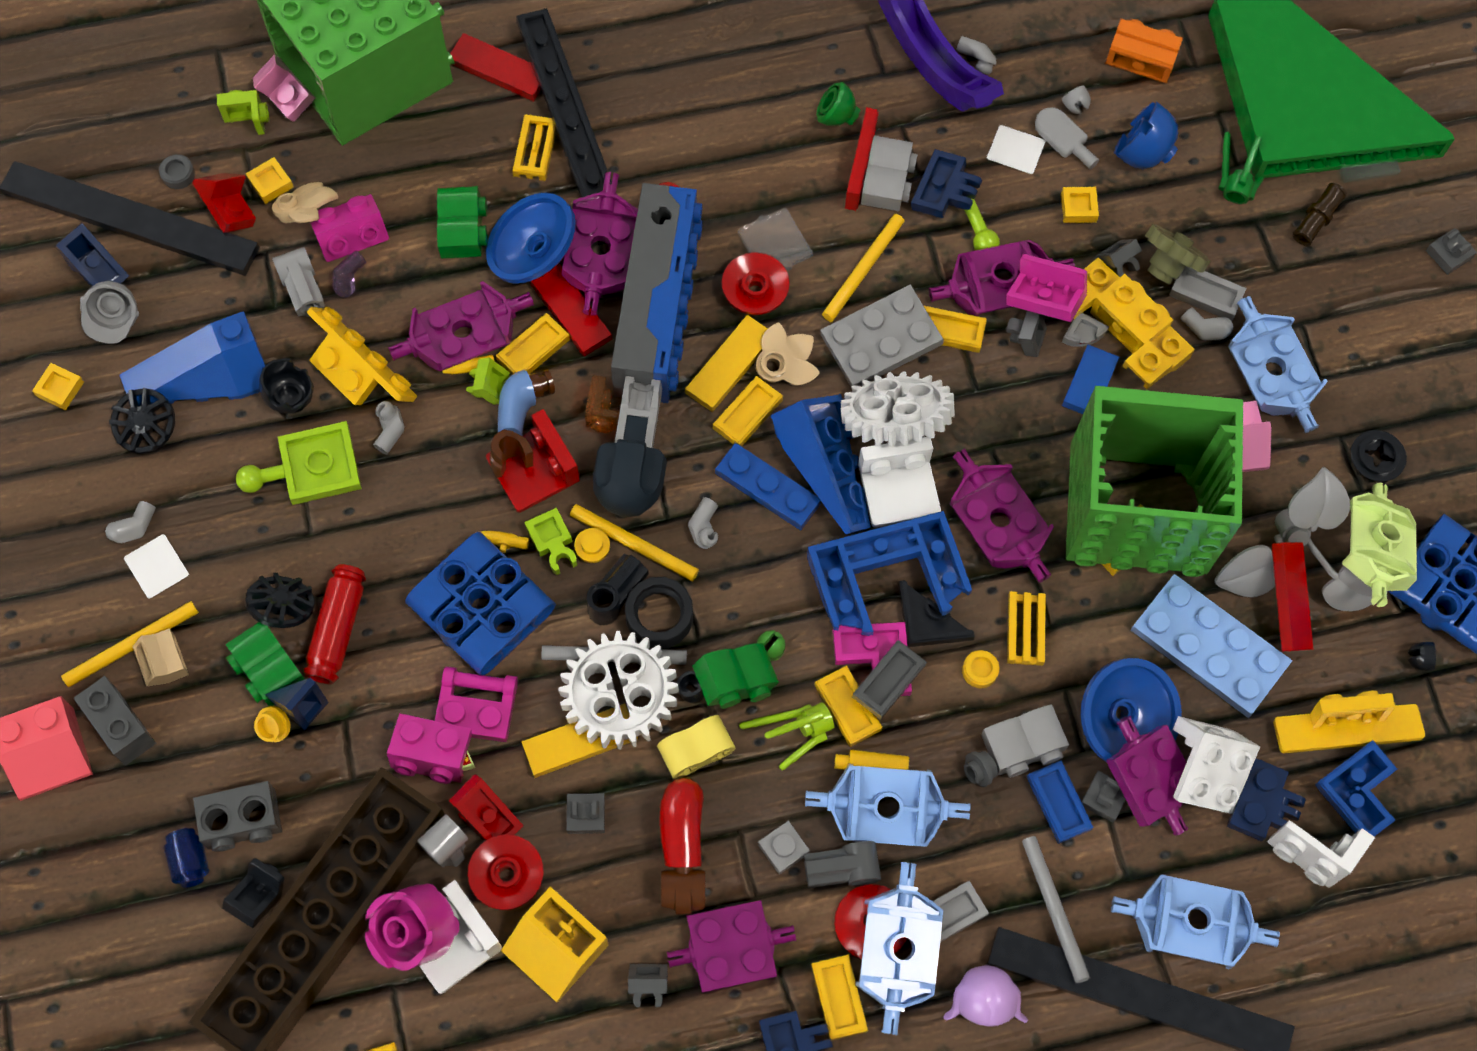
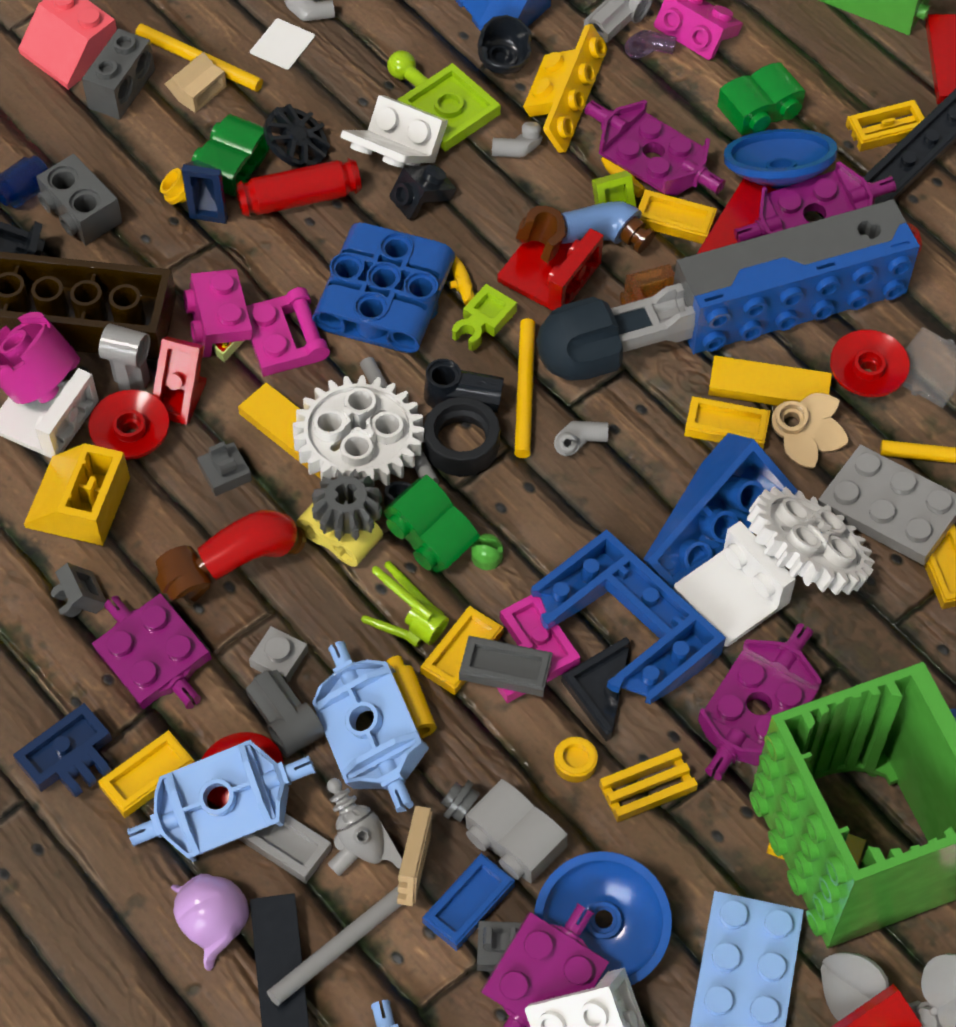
camera: 65 degrees right, 10 degrees down
(333, 518) = (399, 134): none -> white bracket
(393, 527) = (419, 186): none -> black bracket
(592, 545) = (499, 353): yellow plate -> none
(687, 739) = (346, 504): none -> dark grey gear
(768, 486) = (657, 474): blue plate -> none
(973, 855) = (358, 833): none -> light grey piece
(1016, 822) = (414, 856): none -> tan tile

